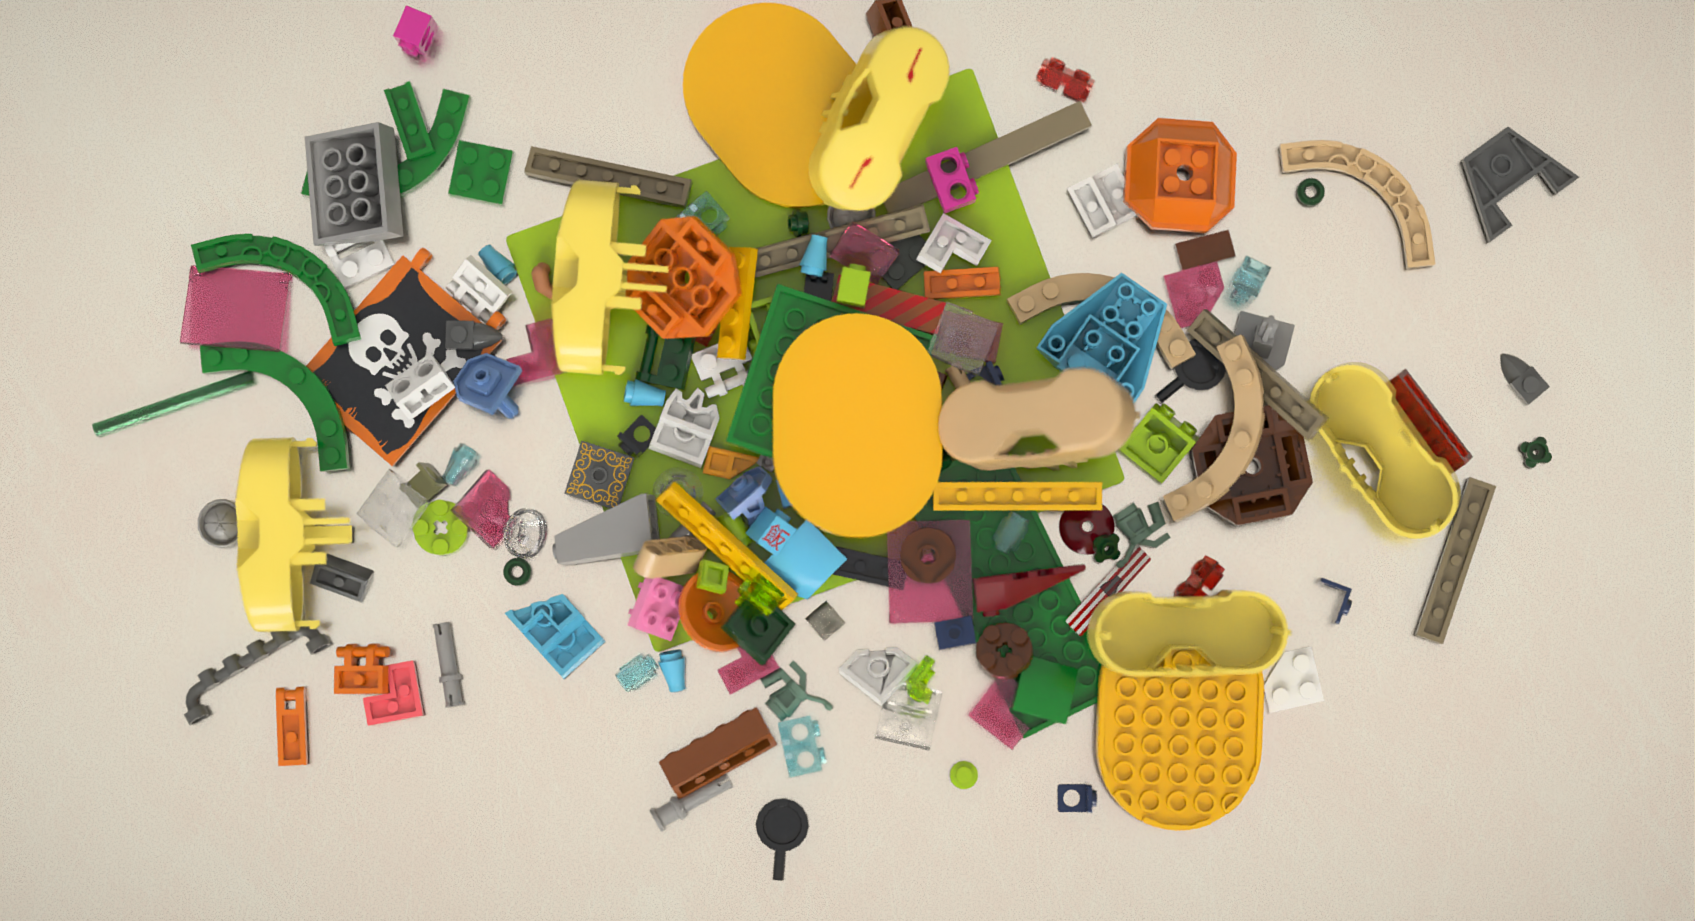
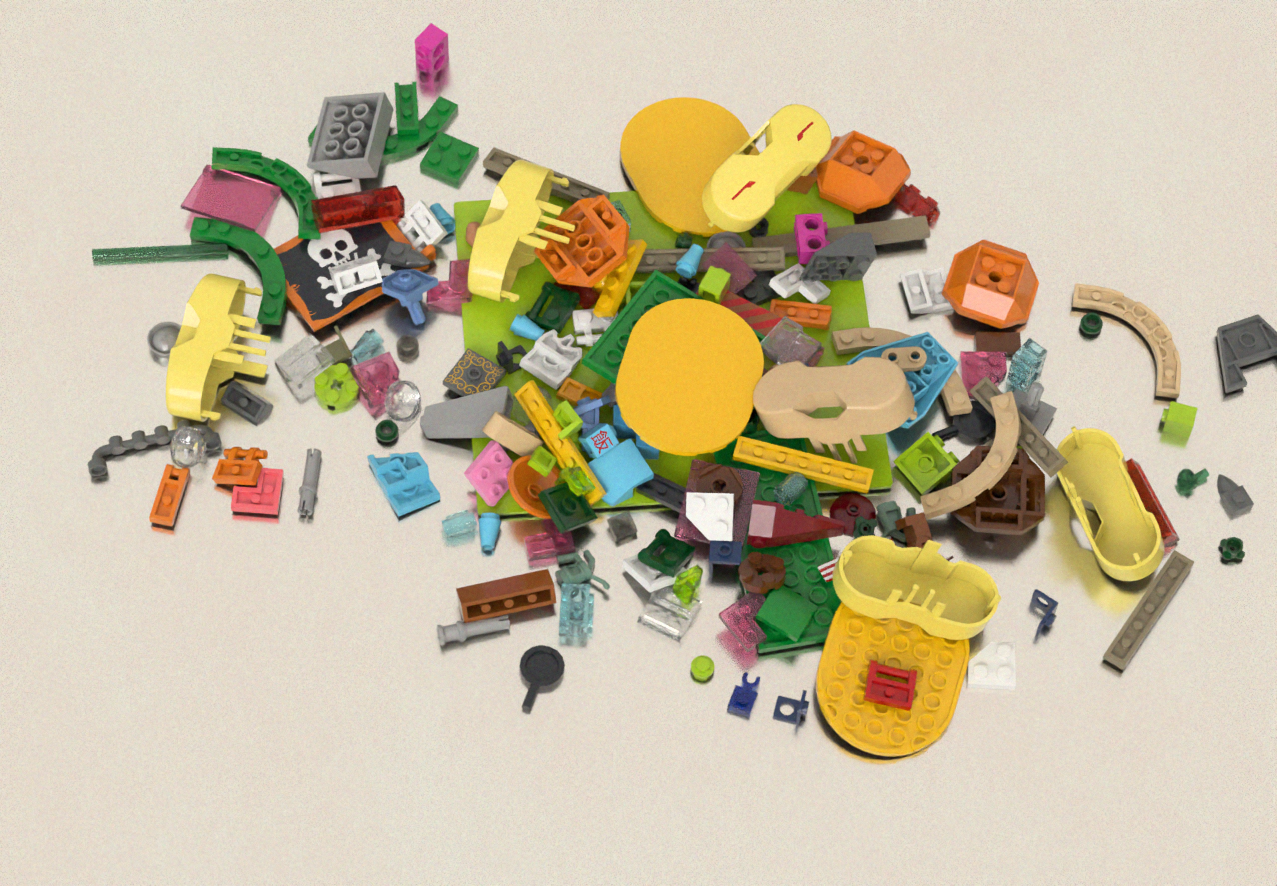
camera: 10 degrees right, 25 degrees down
(290, 668) = (183, 444): none -> clear piece
(394, 289) = (358, 208): none -> clear red brick
(508, 451) = (407, 346): none -> clear smoke plate
(731, 525) = (567, 419): none -> lime tile
(895, 649) = (672, 558): none -> dark green plate
(928, 595) = (711, 514): none -> white plate
(994, 85) = (860, 172): none -> orange piece
(1002, 199) = (842, 260): none -> dark grey slope
(1019, 799) = (744, 697): none -> clear blue plate
(1103, 326) = (904, 358): none -> tan plate
(1169, 541) = (915, 529): none -> dark orange leg
(1184, 760) = (888, 691): none -> red plate
(1441, 298) = (1179, 419): none -> lime brick
(1467, 376) = (1188, 480): none -> clear green plate

